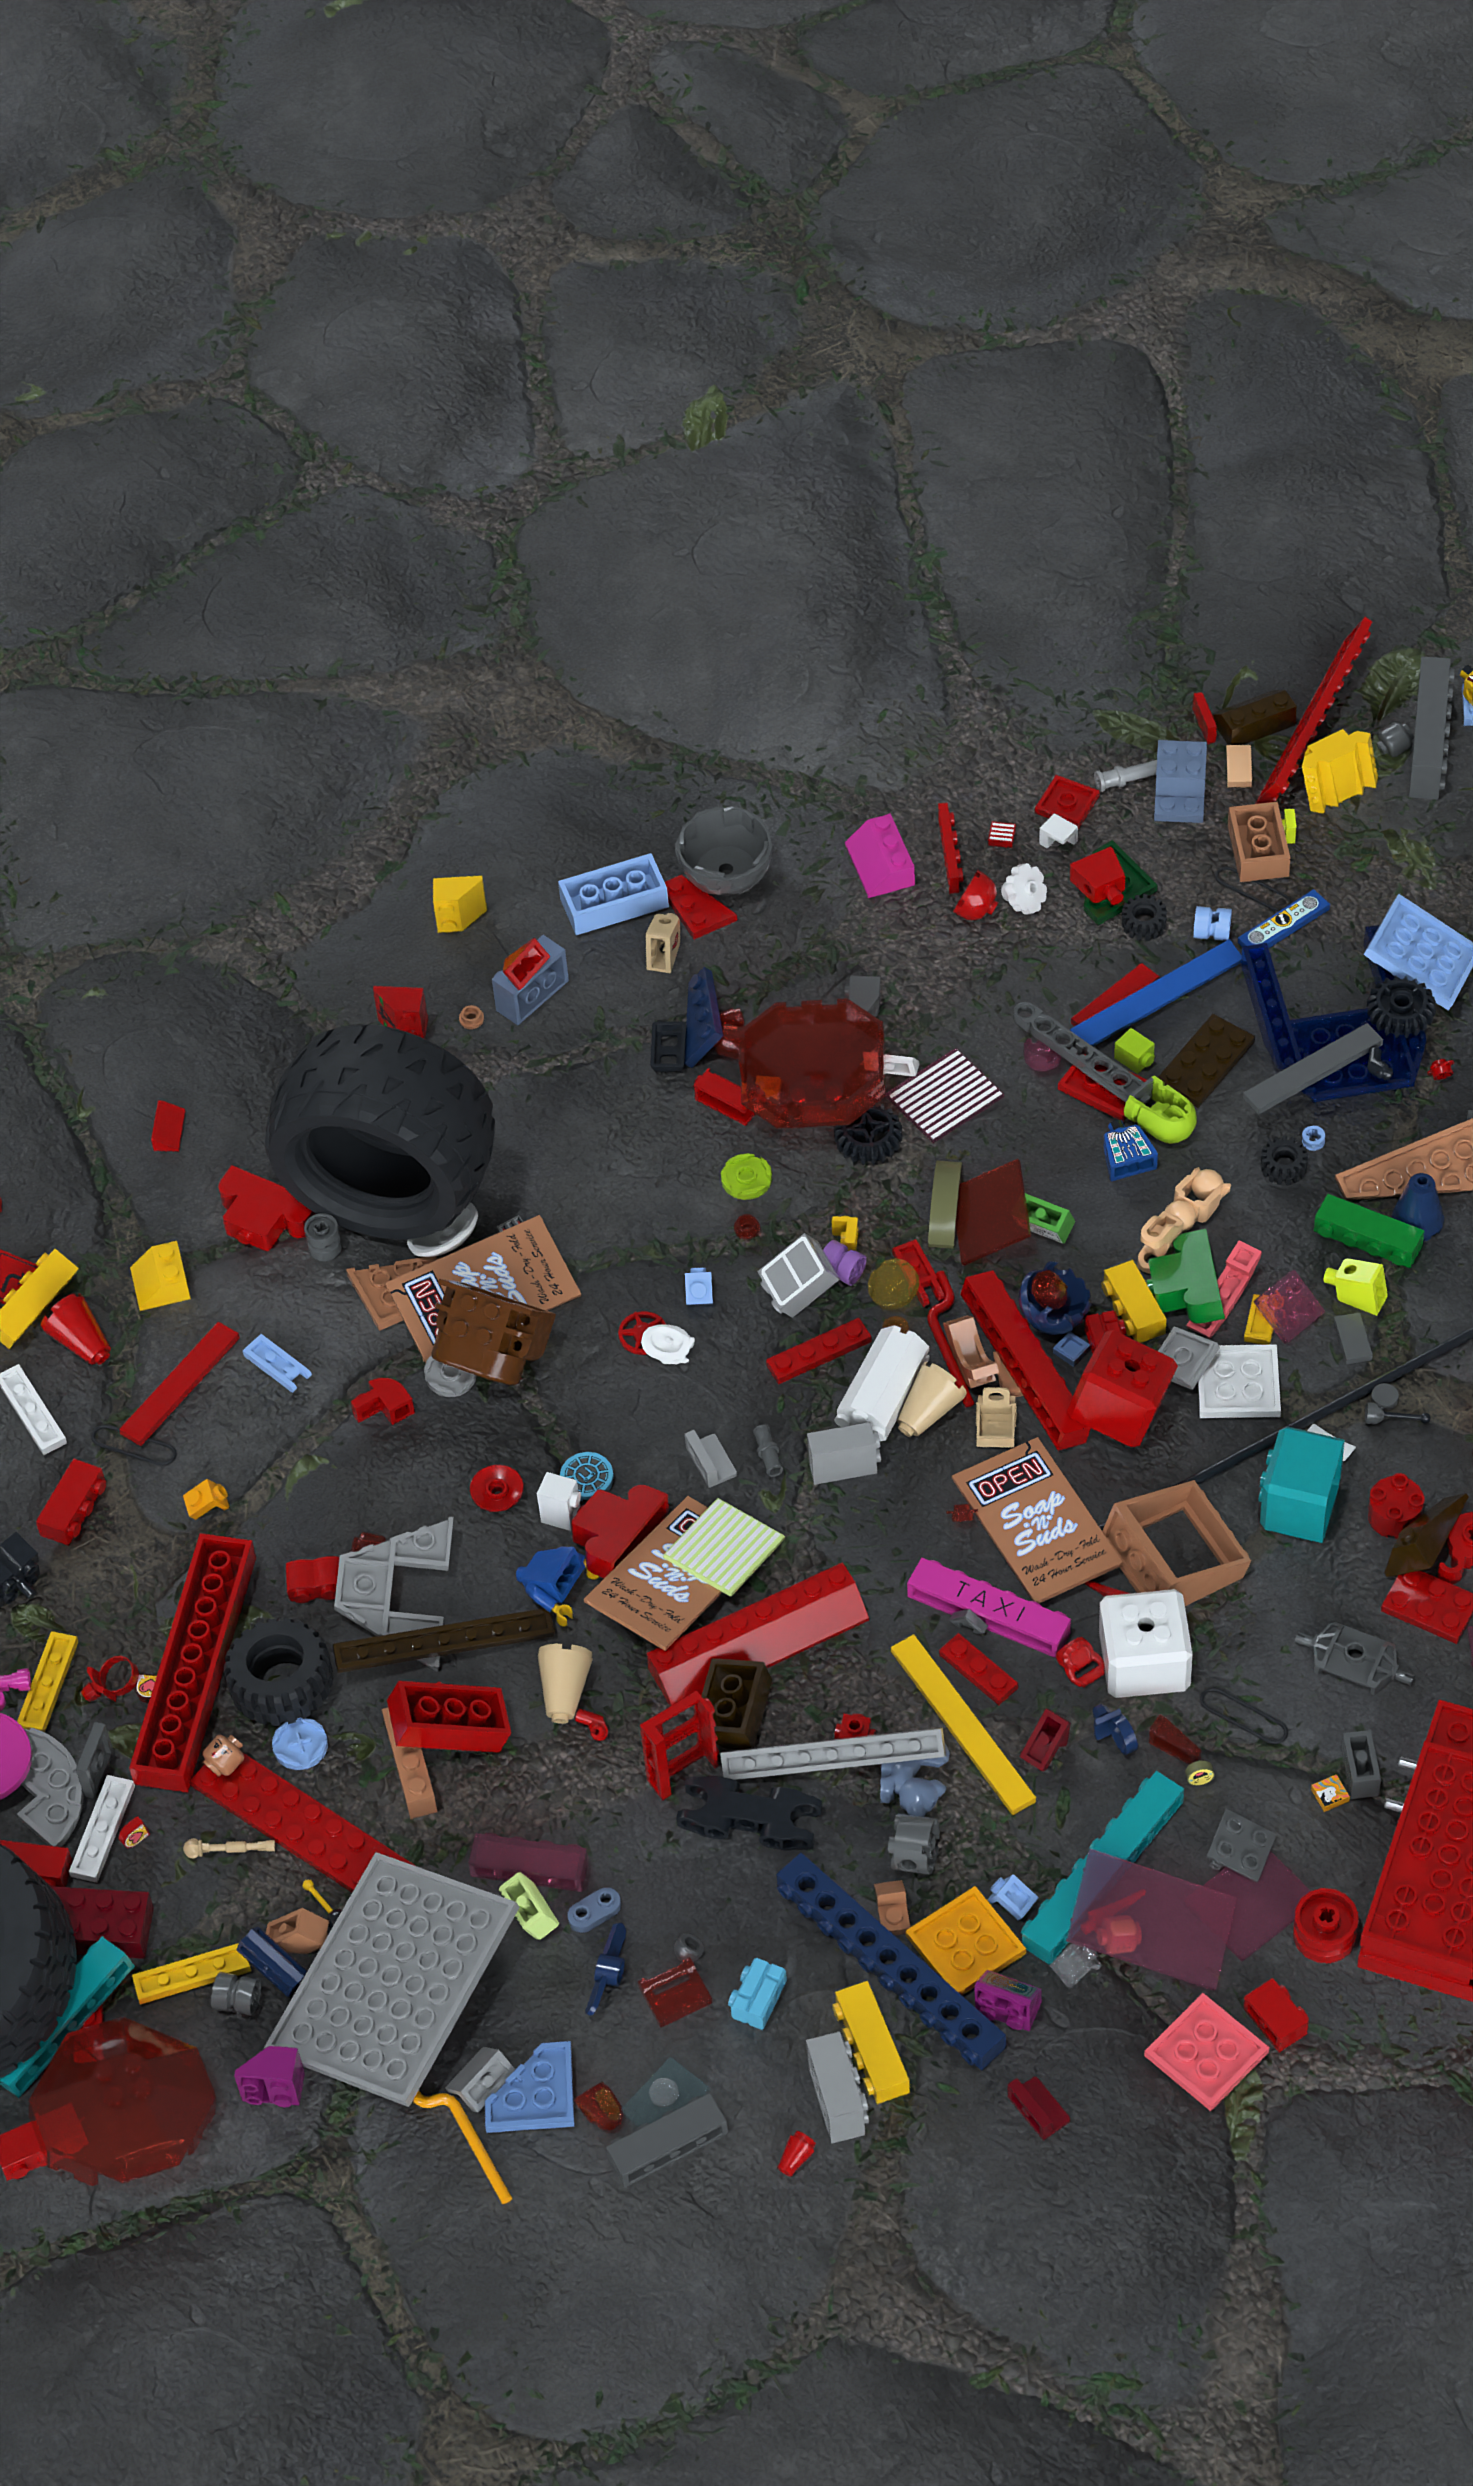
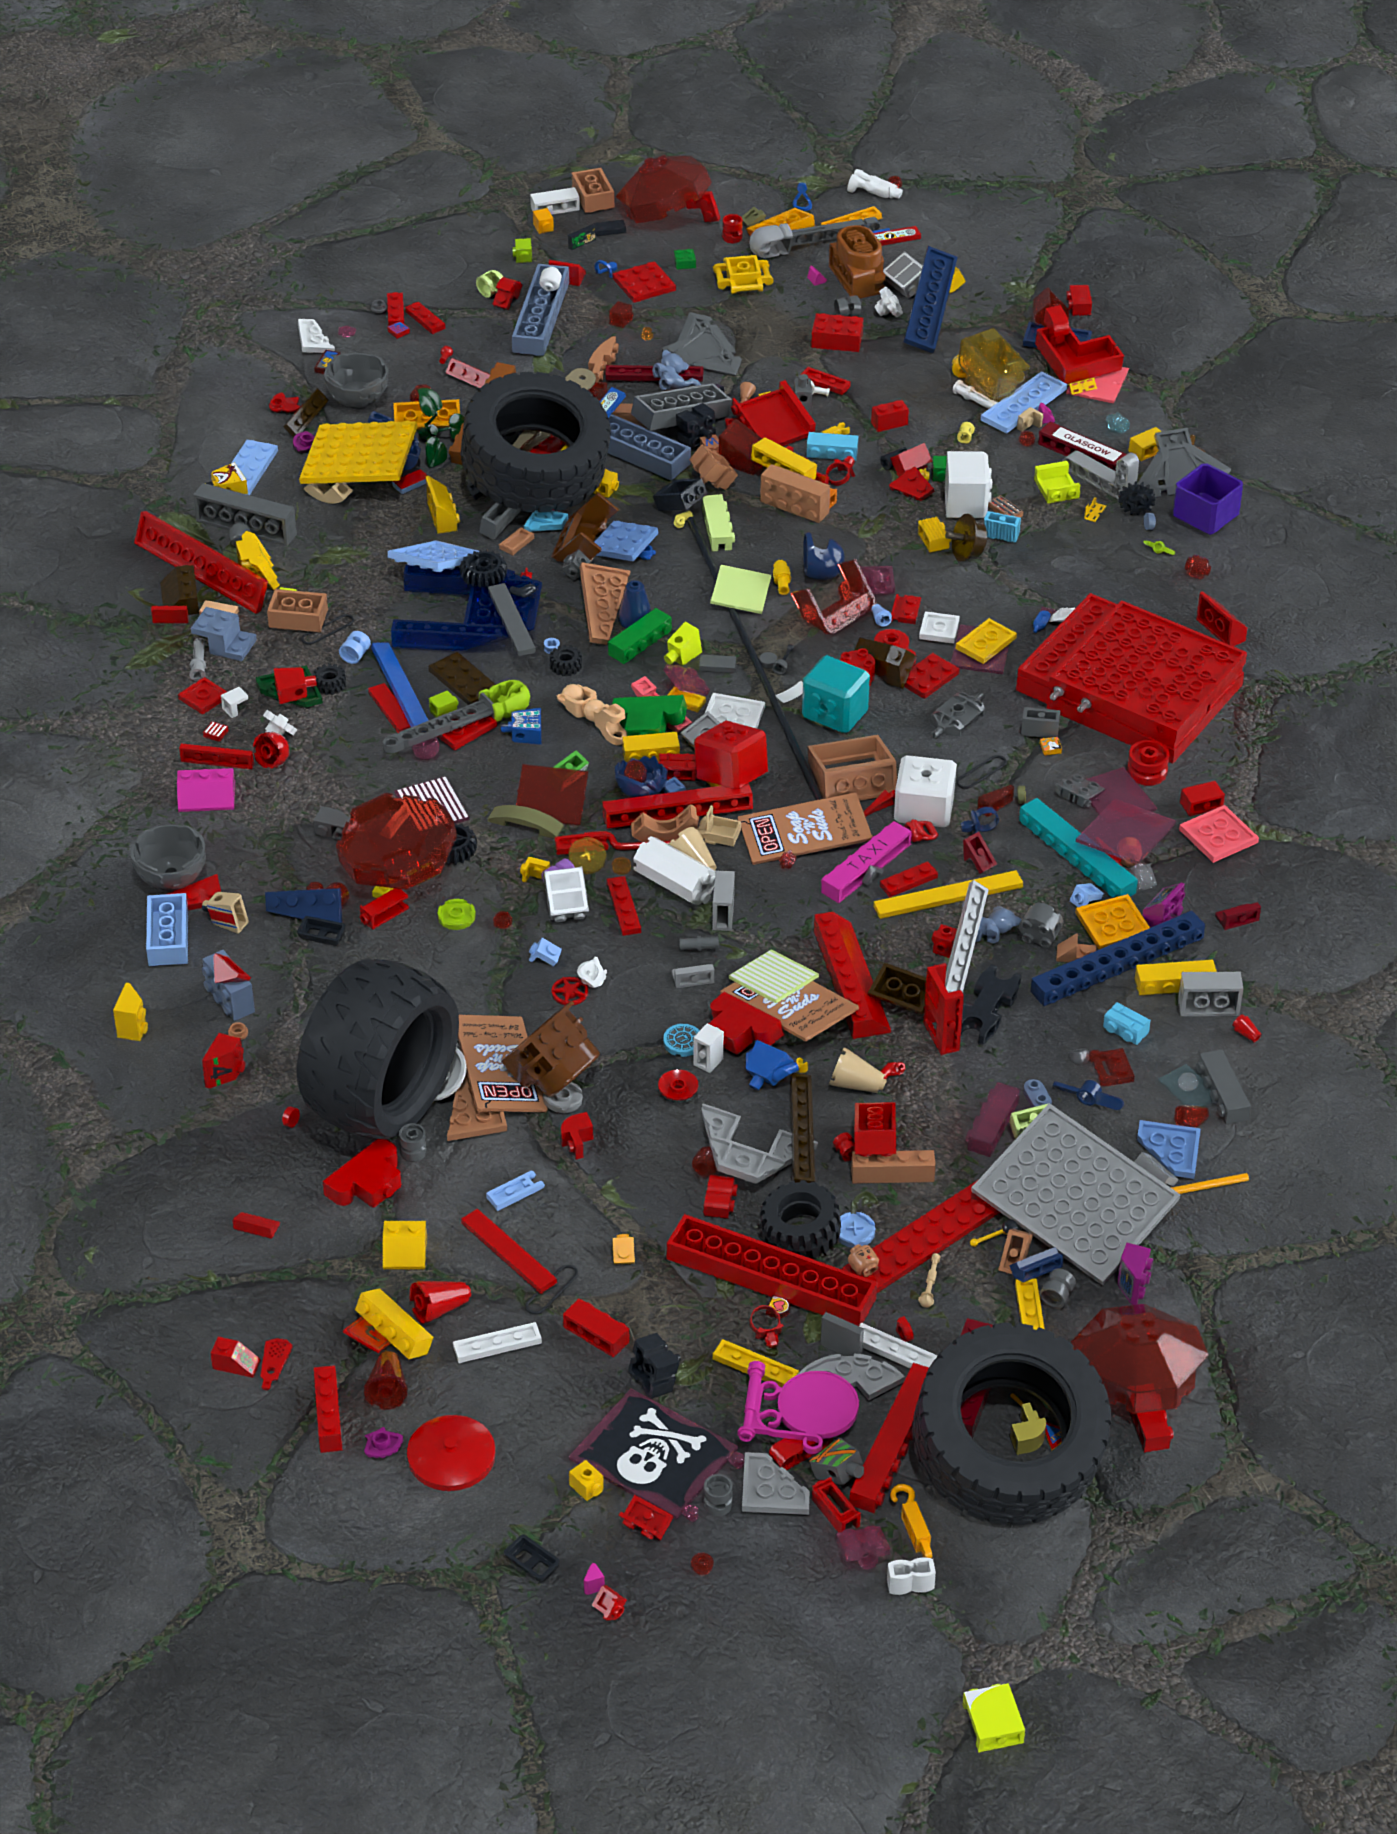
camera: 80 degrees left, 10 degrees down
(1286, 920) = (366, 619): tile -> none

